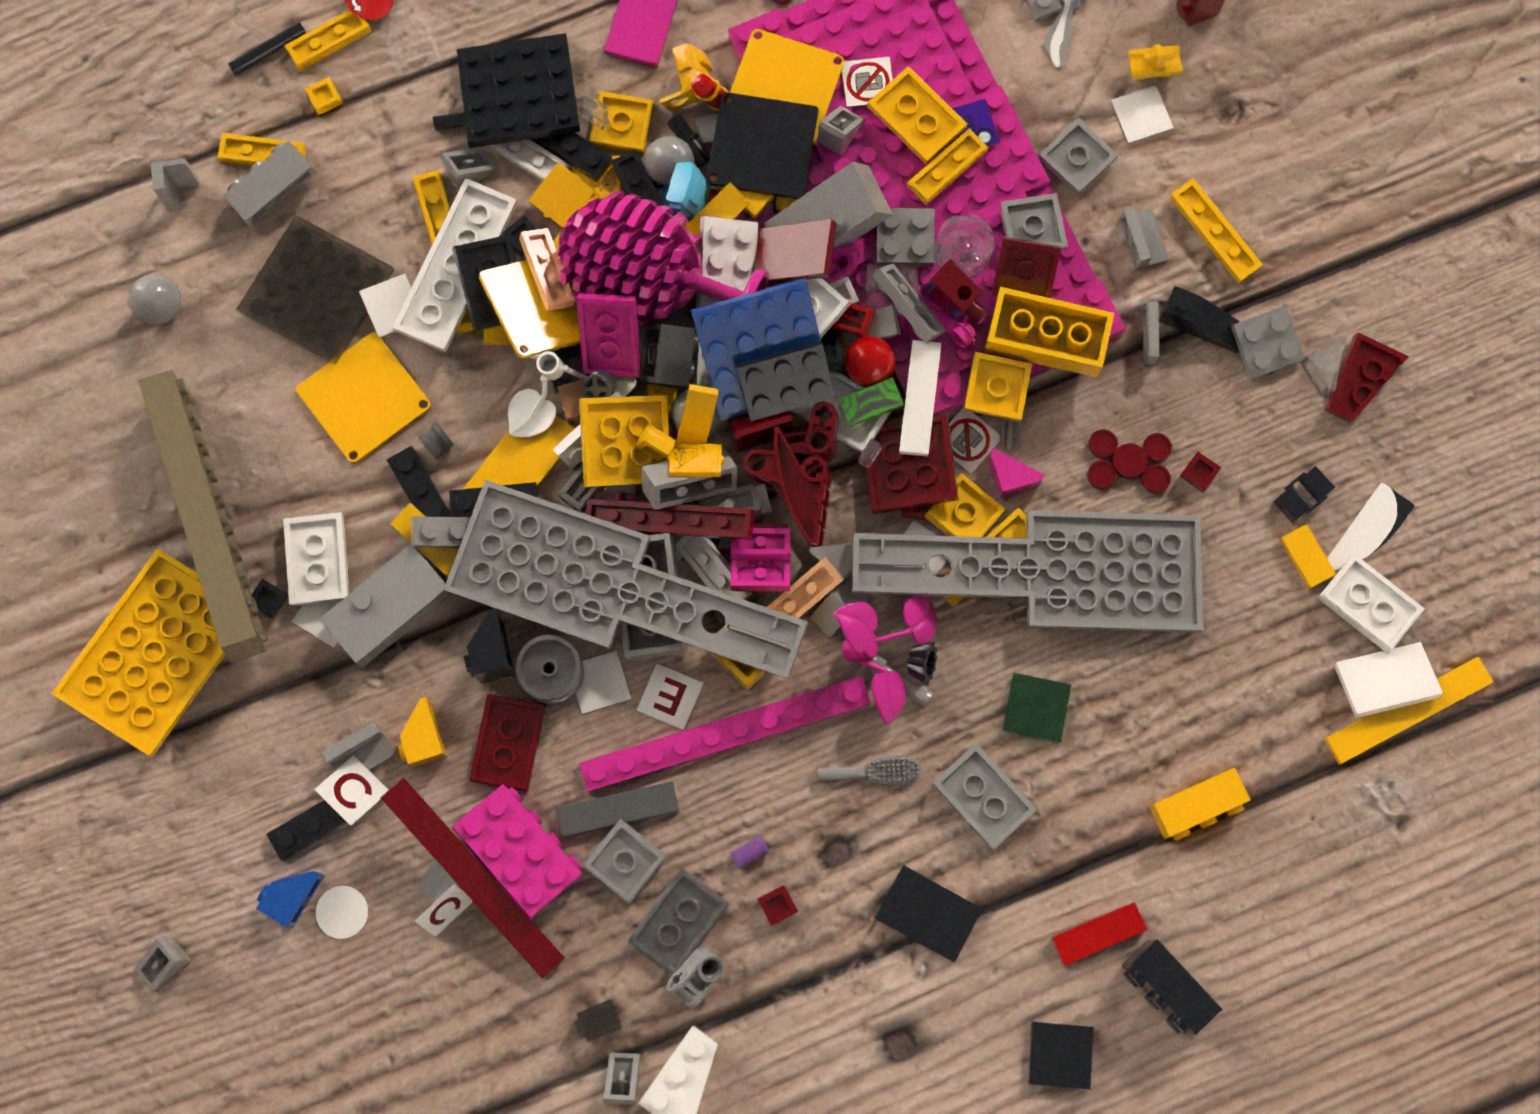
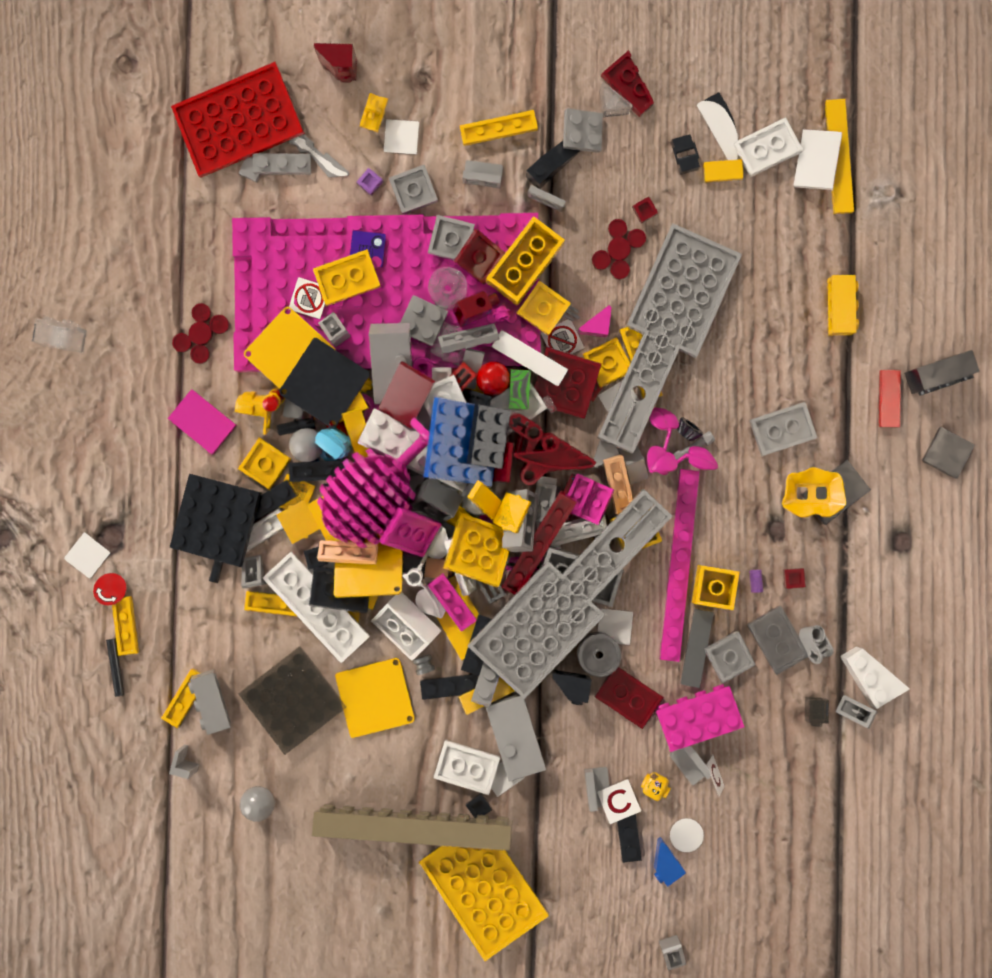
camera: 65 degrees left, 10 degrees up
(323, 96) = (163, 644): yellow tile -> none
(385, 302) = (320, 659): white sticker -> none
(392, 835) = (655, 786): none -> yellow head
(421, 736) = (605, 747): yellow slope -> none
(472, 877) = (703, 752): dark red tile -> none
(480, 394) = (406, 625): none -> white slope
(538, 438) = (452, 602): none -> dark pink plate
(593, 111) = (252, 478): clear plate -> none
(593, 389) = (436, 556): dark grey wheel -> none
(655, 443) = (489, 532): yellow brick -> none
(670, 696) = (642, 588): white sticker -> none
(715, 793) = (715, 587): none -> yellow brick
(880, 771) = (740, 482): light grey piece -> none
(931, 867) = (811, 480): none -> yellow piece
(947, 166) = (388, 274): yellow tile -> none
(1036, 707) = (743, 374): clear green tile -> none
(1062, 98) = (370, 181): none -> medium lavender tile

